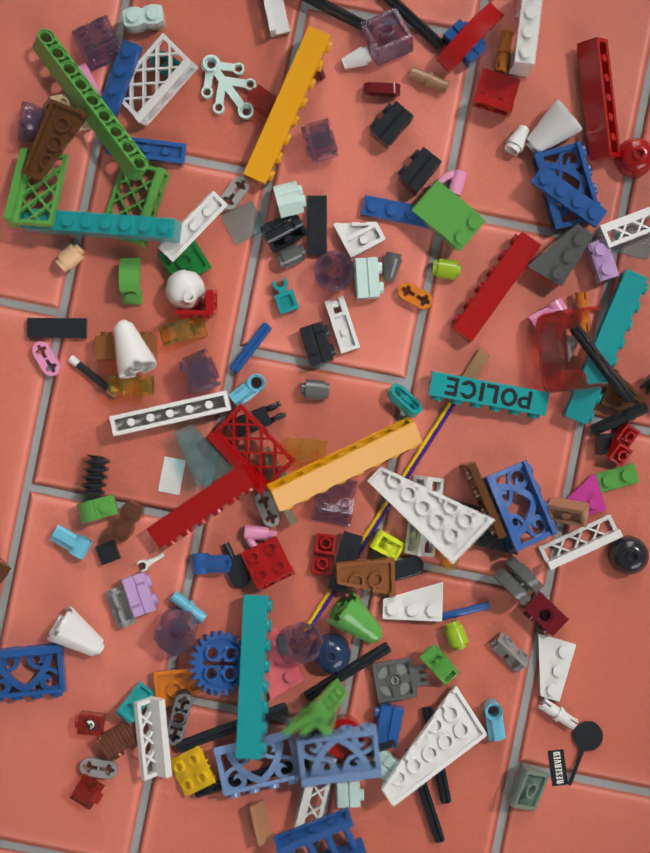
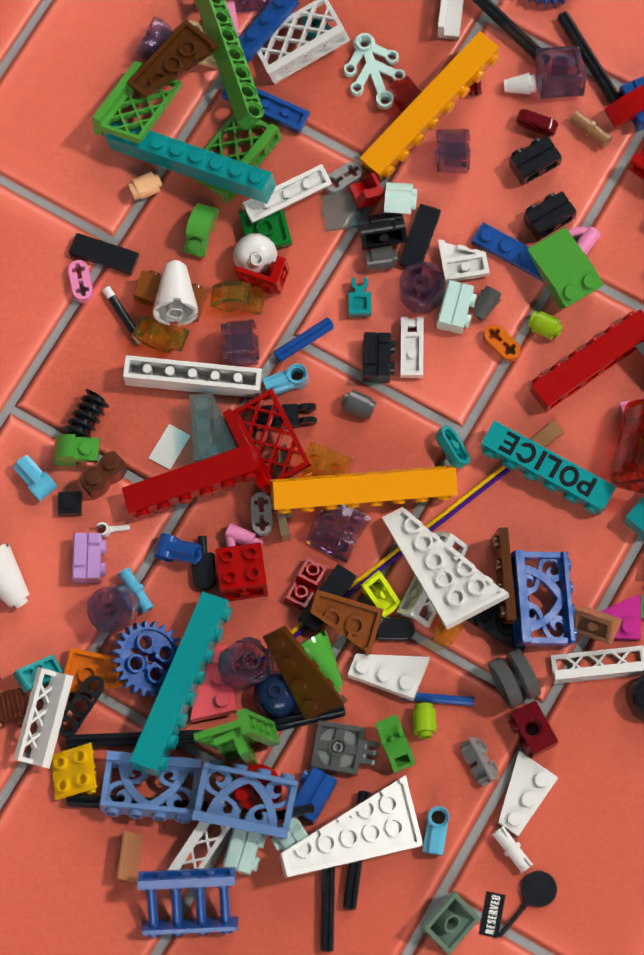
camera: 20 degrees right, 15 degrees down
(120, 607) = (61, 566): light grey hinge -> none
(258, 200) = (367, 192): none -> red panel
(348, 638) = (306, 682): none -> reddish brown wing

